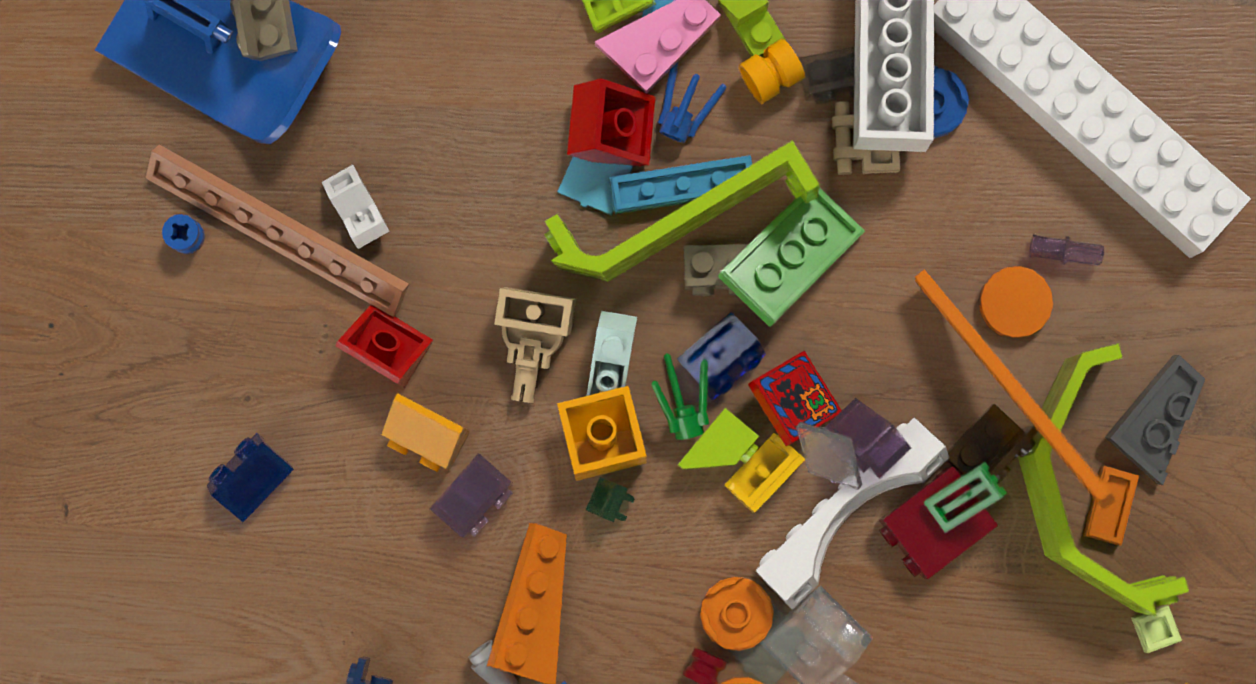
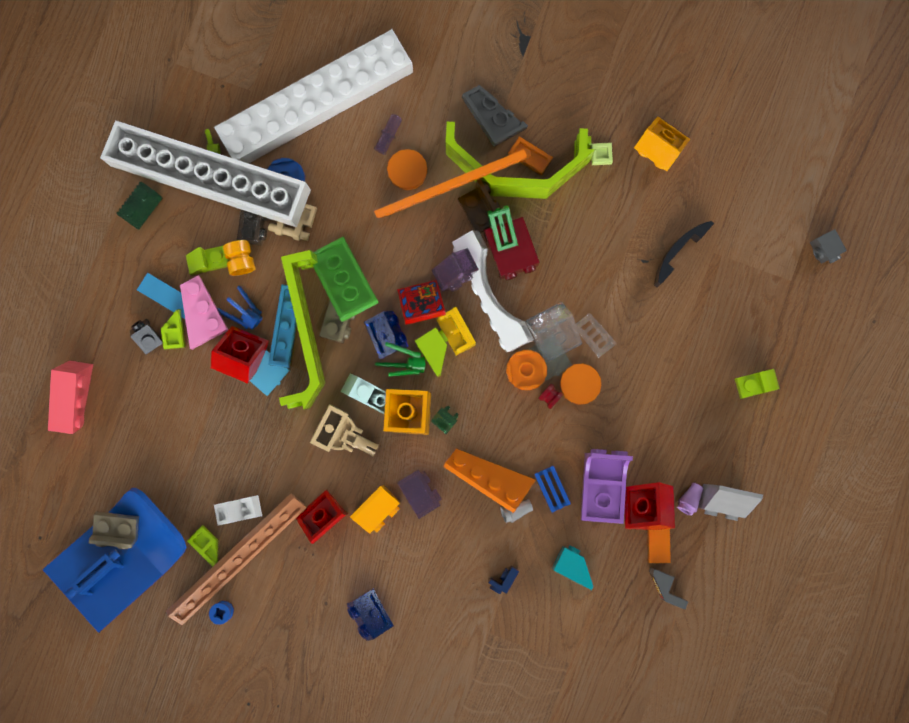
camera: 75 degrees left, 0 degrees up
(284, 173) = (205, 544): none -> lime tile
(829, 455) = (458, 292): clear piece -> none

